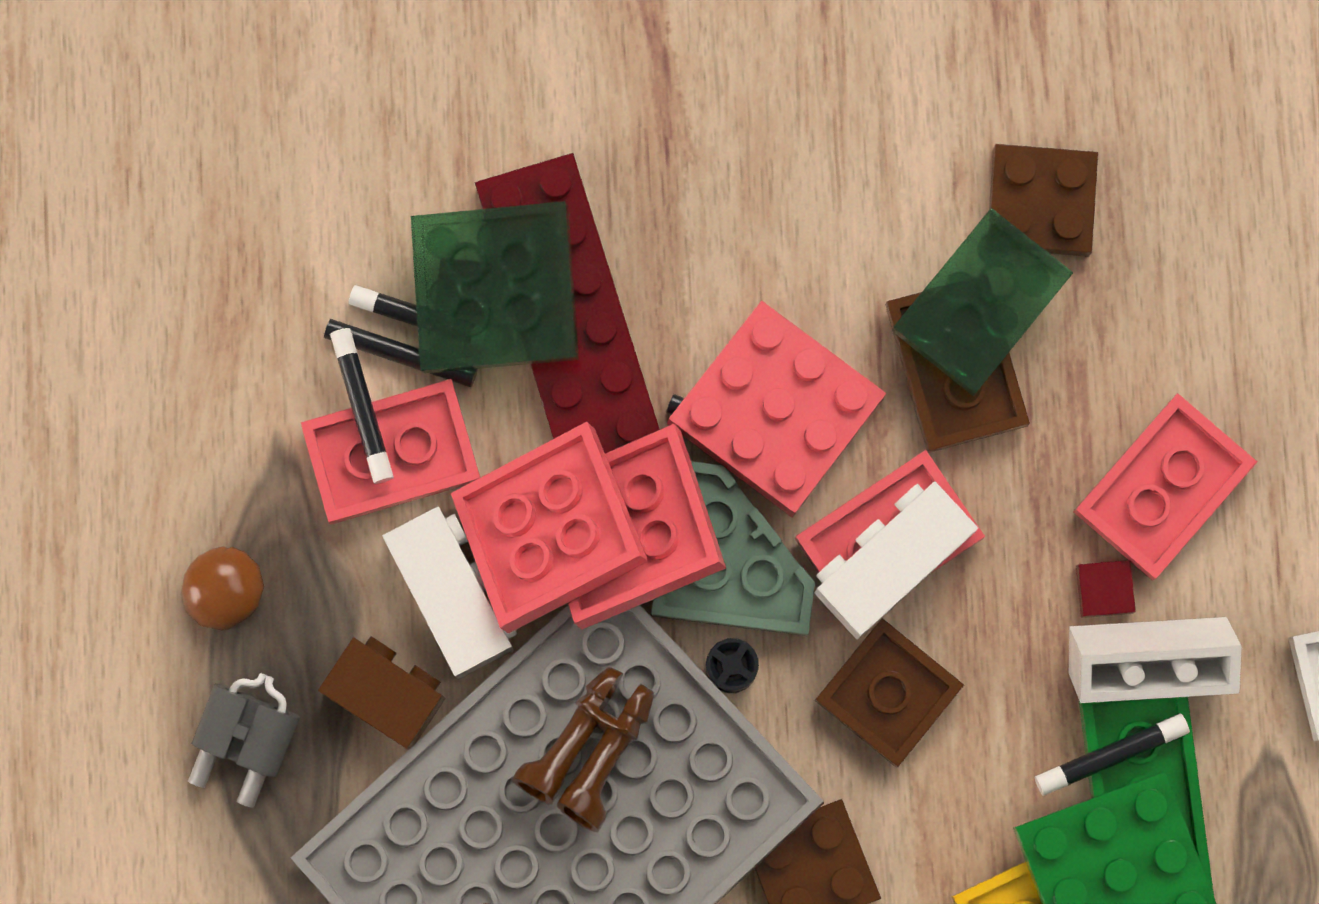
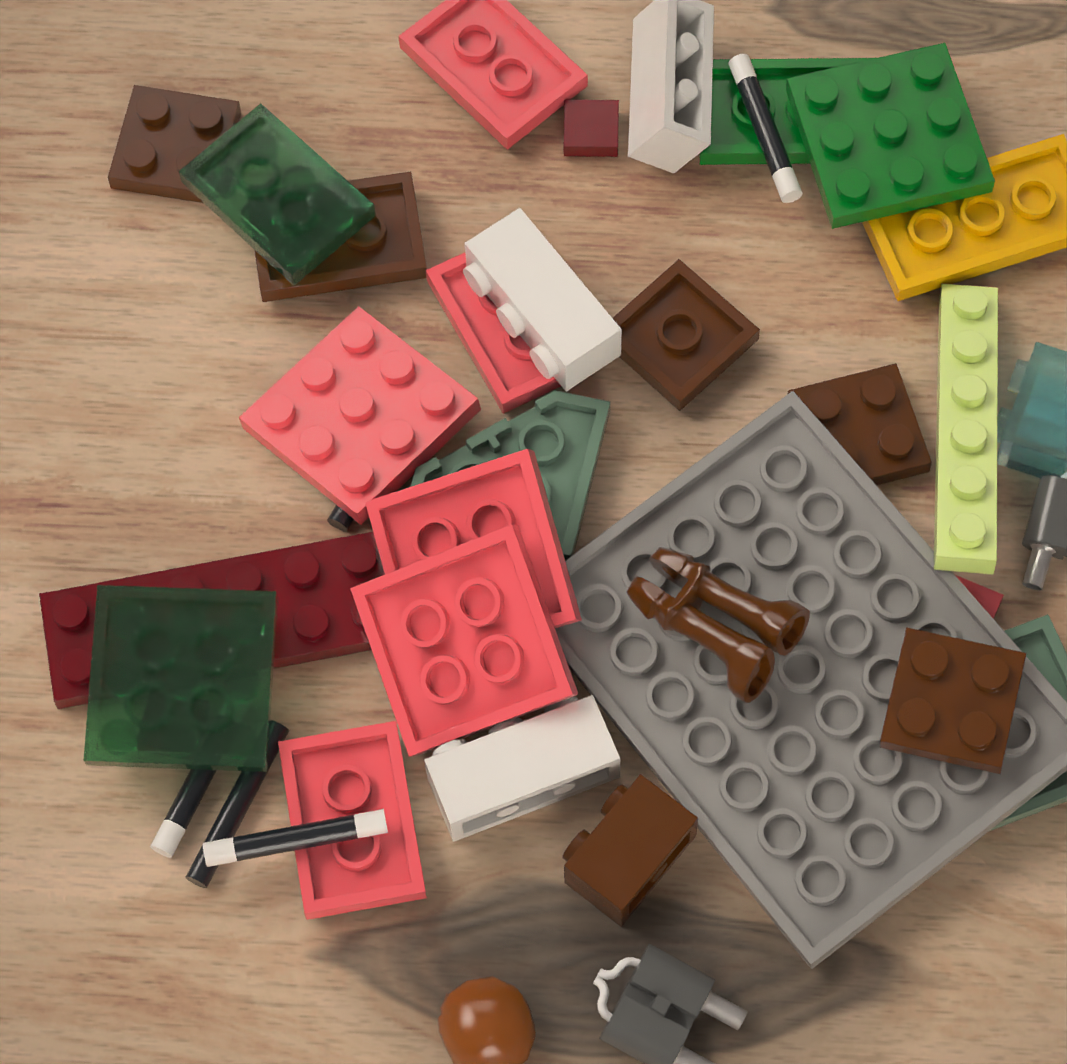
camera: 80 degrees left, 15 degrees down
(729, 654) = (632, 471): black wheel -> none

